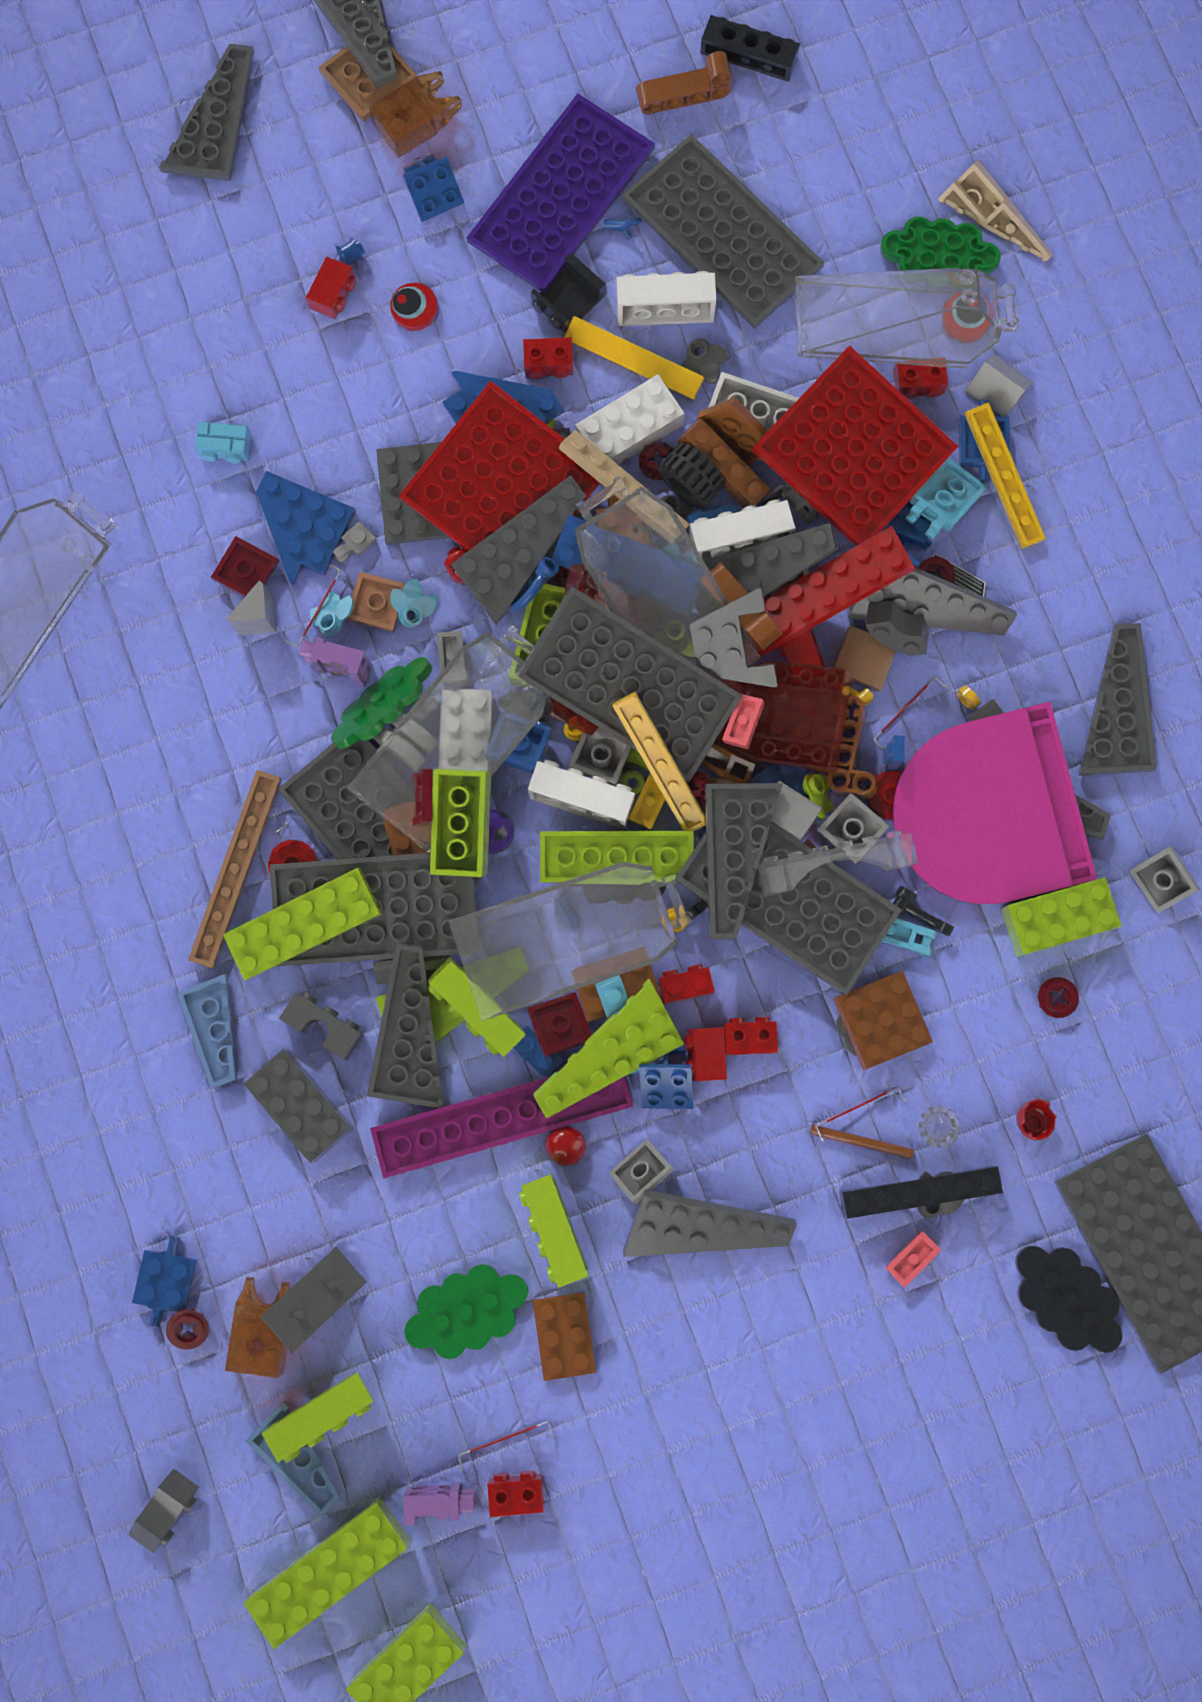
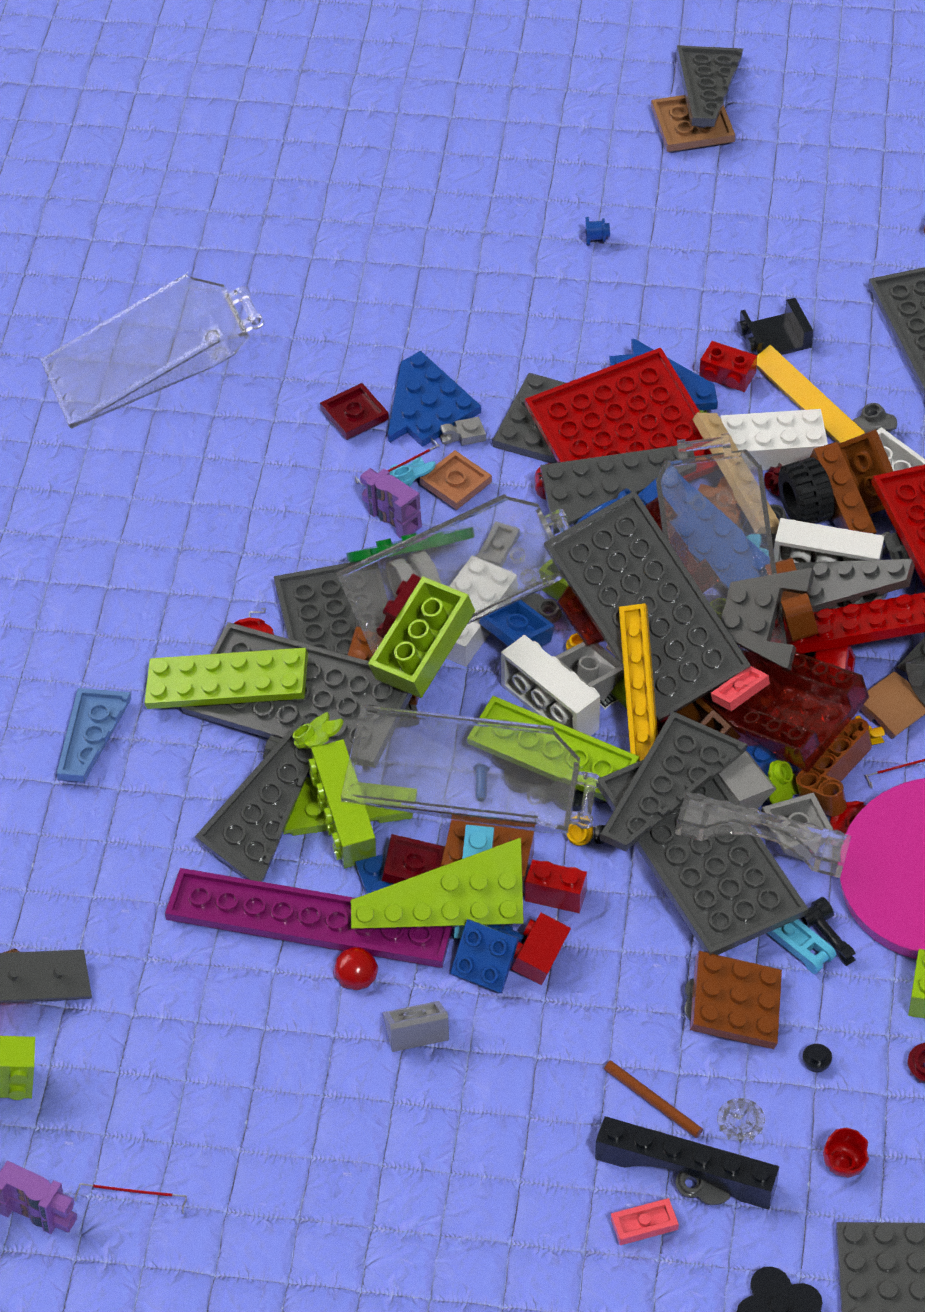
camera: 25 degrees right, 30 degrees down
(213, 126) = (537, 107): dark grey wing -> none
(223, 442) = (396, 315): medium azure brick -> none
(235, 869) = (194, 621): medium nougat plate -> none
(254, 613) = (340, 438): light grey slope -> none
(298, 1106) = (127, 822): dark grey brick -> none
(304, 1011) = (183, 754): dark grey arch -> none
(331, 288) = (562, 246): red brick -> none
(412, 600) = (484, 487): medium azure plate -> none
(413, 113) = (715, 158): clear orange brick -> none
(414, 306) = (629, 289): tile -> none
(421, 959) = (316, 732): none -> lime plate
(432, 186) = (699, 213): blue plate -> none
(466, 1311) = (169, 1063): green plate -> none
(500, 832) = (450, 686): dark purple piece -> none
(515, 1494) = (113, 1237): red brick -> none
(555, 1231) = (299, 1022): lime brick -> none
(560, 192) = (813, 259): dark purple plate -> none
(564, 1336) = (250, 1129): dark orange plate -> none
(621, 225) = (856, 302): blue bar -> none
(636, 775) = (609, 702): lime plate -> none
(647, 805) = (611, 729): yellow plate -> none
(666, 299) = (862, 361): white brick -> none
(689, 1225) = (433, 1081): dark grey wing -> none
(750, 1037) = (593, 957): red brick -> none
(856, 1107) = (667, 1066): red piece -> none
(894, 753) = (877, 778): blue plate -> none
(969, 1038) = (817, 1057): none -> black plate

